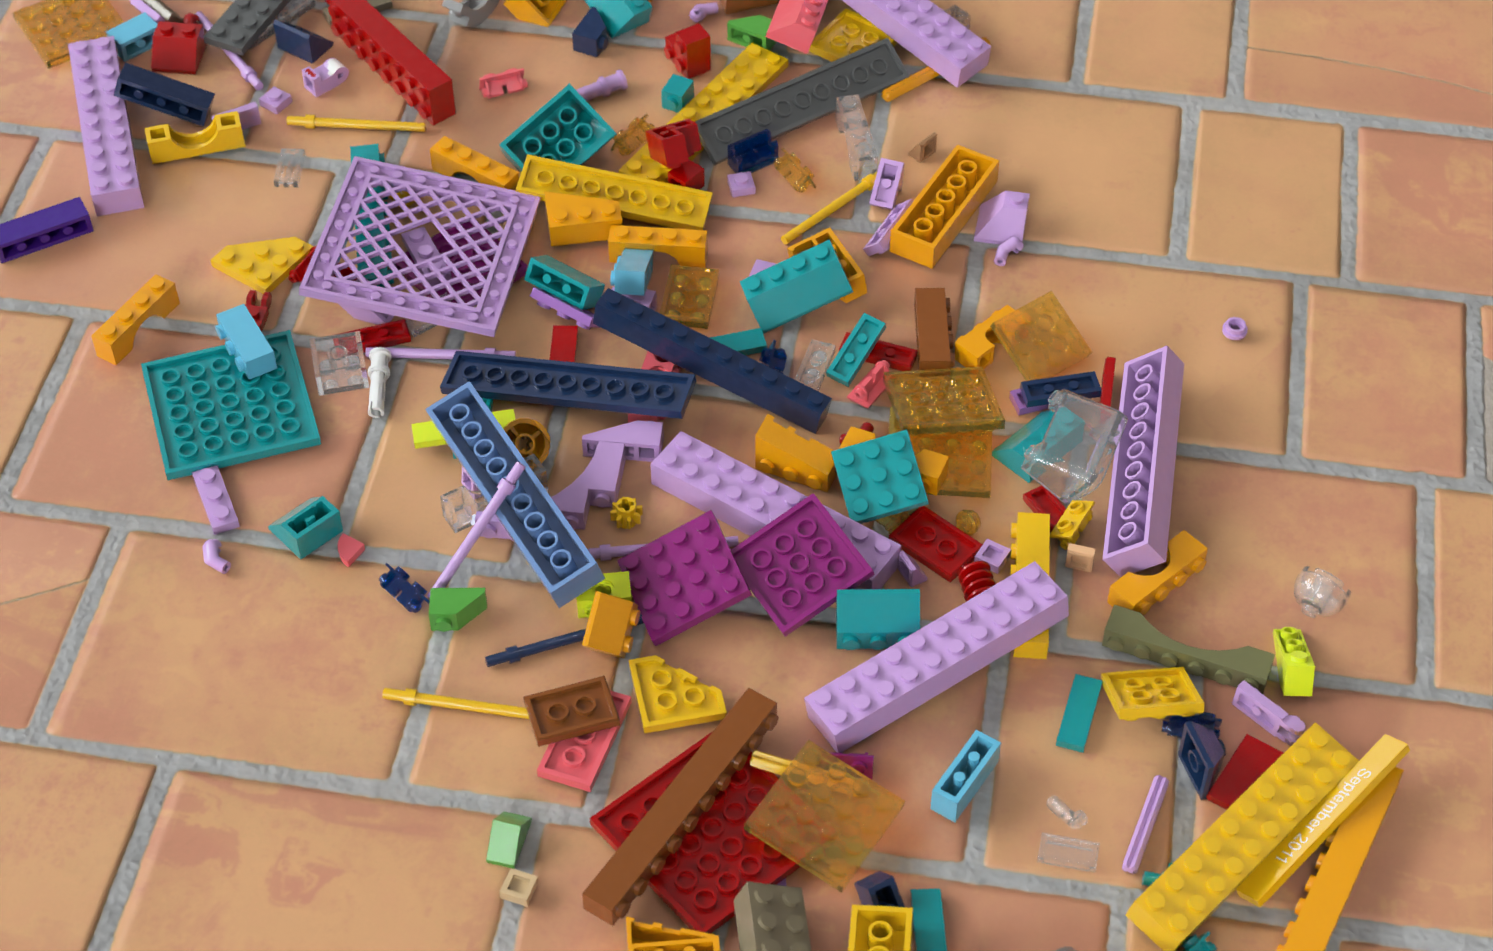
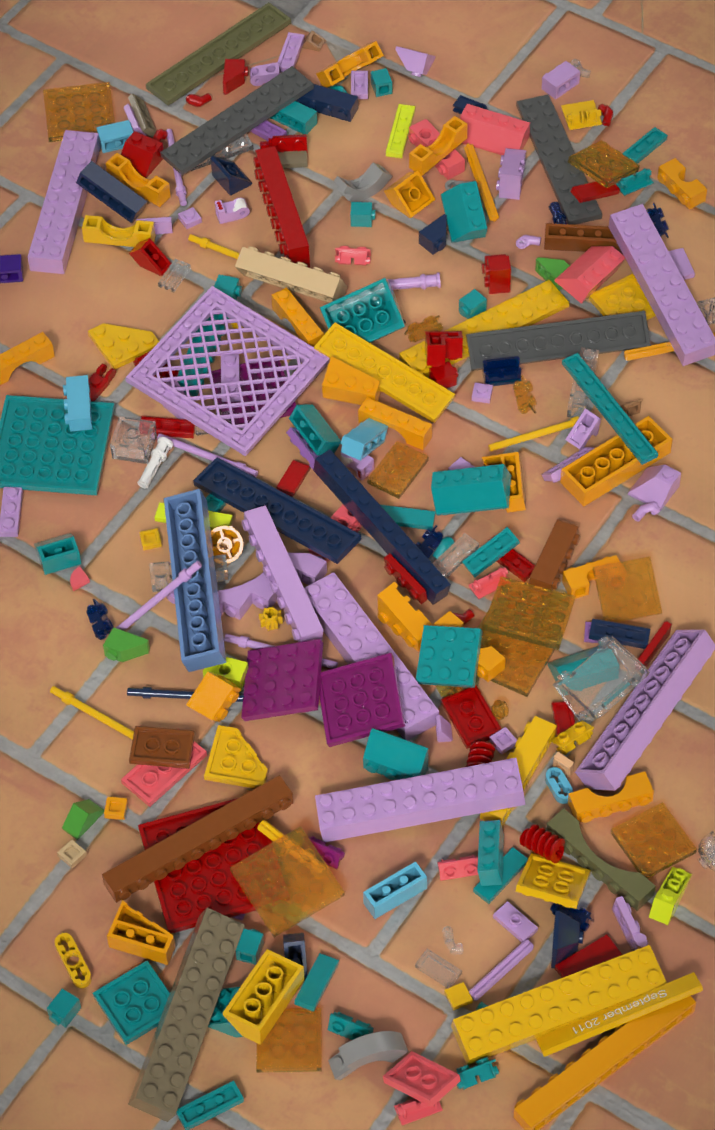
camera: 25 degrees right, 5 degrees up
(218, 78) = (154, 190): none -> light orange arch
(249, 154) = (150, 257): none -> red slope
(418, 473) = (150, 539): none -> yellow tile
(432, 119) = (294, 276): none -> tan brick
(489, 36) = (362, 214): none -> teal brick
(547, 809) = (115, 808): none -> light orange plate
(620, 453) = (282, 574): none -> lavender brick
(757, 408) = (405, 579): none -> red plate
(794, 361) = (443, 546): none -> teal arm
(820, 914) = (250, 946): none -> teal brick
(910, 149) = (610, 408): none -> teal tile
(1027, 721) = (459, 868): none -> coral hinge
(1058, 688) = (490, 853): none -> teal brick
(1086, 584) = (555, 787): none -> medium azure beam
(1112, 876) = (458, 996): none -> yellow tile
(1113, 654) = (543, 843): none -> red piece
(1129, 761) = (515, 922): none -> lavender plate
(1236, 606) = (653, 841): none -> clear yellow plate

